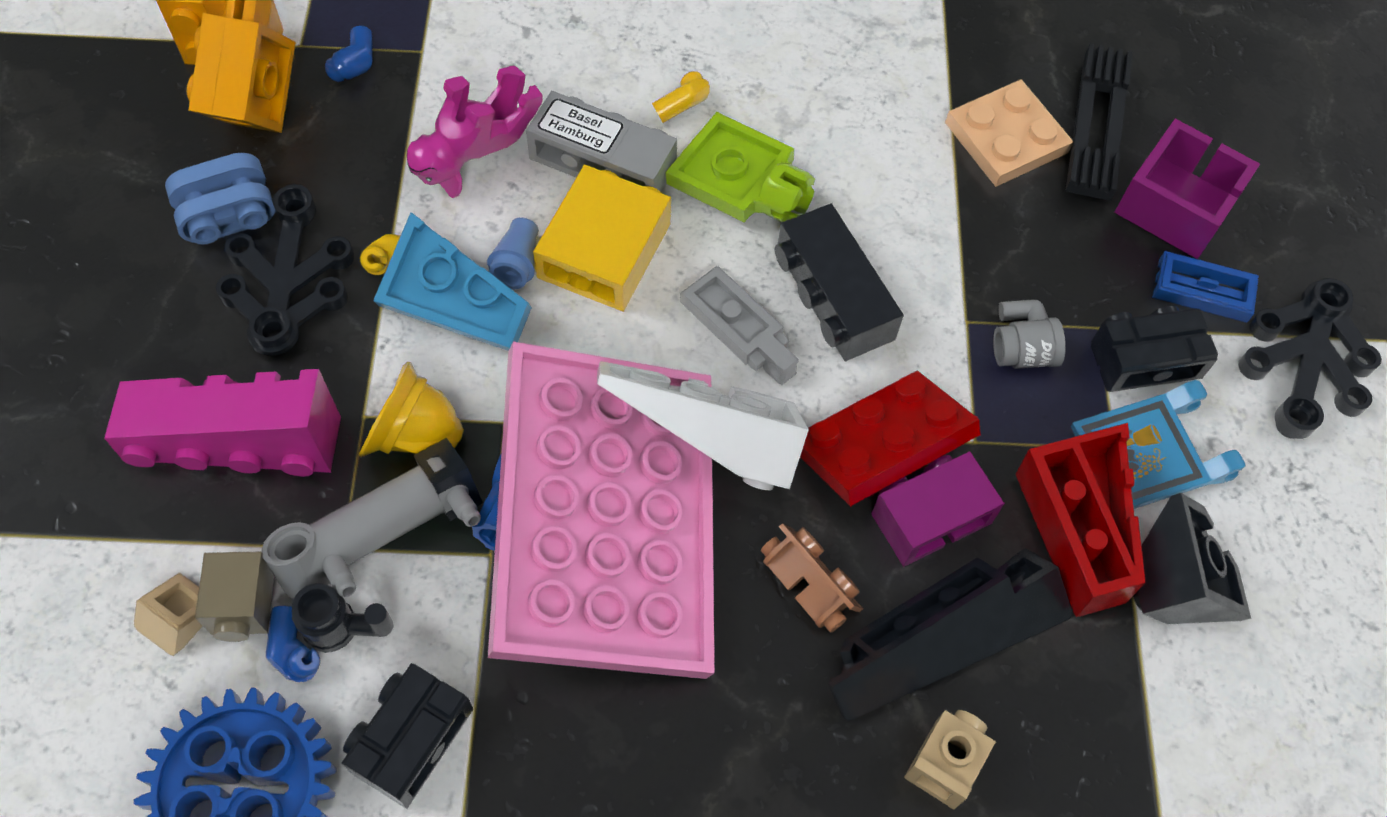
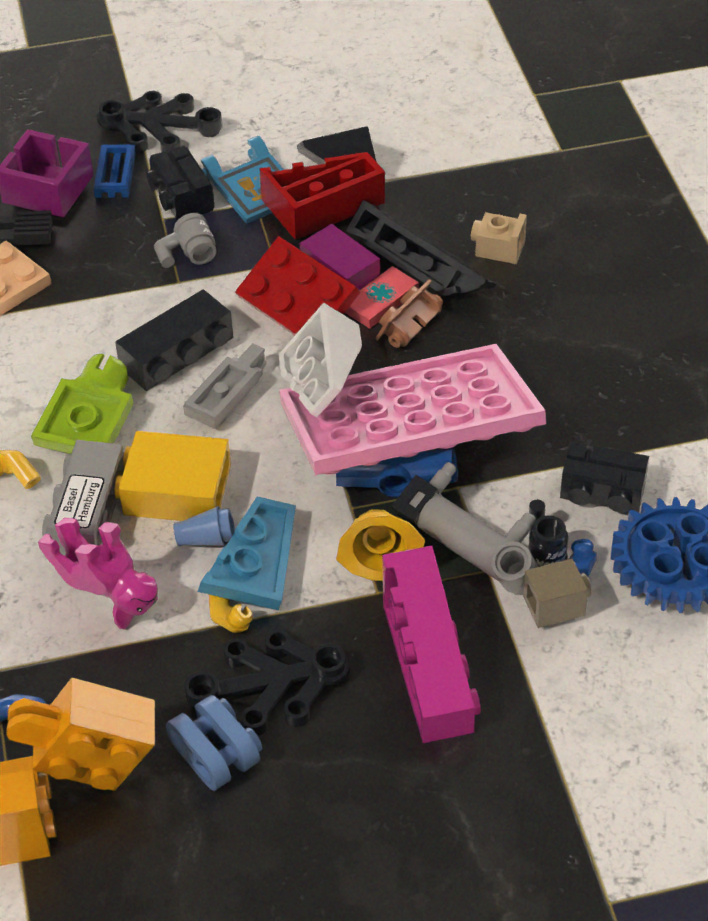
camera: 100 degrees left, 15 degrees down
(168, 614) = (579, 643): tan slope -> none
(868, 555) = (380, 296): none -> coral tile

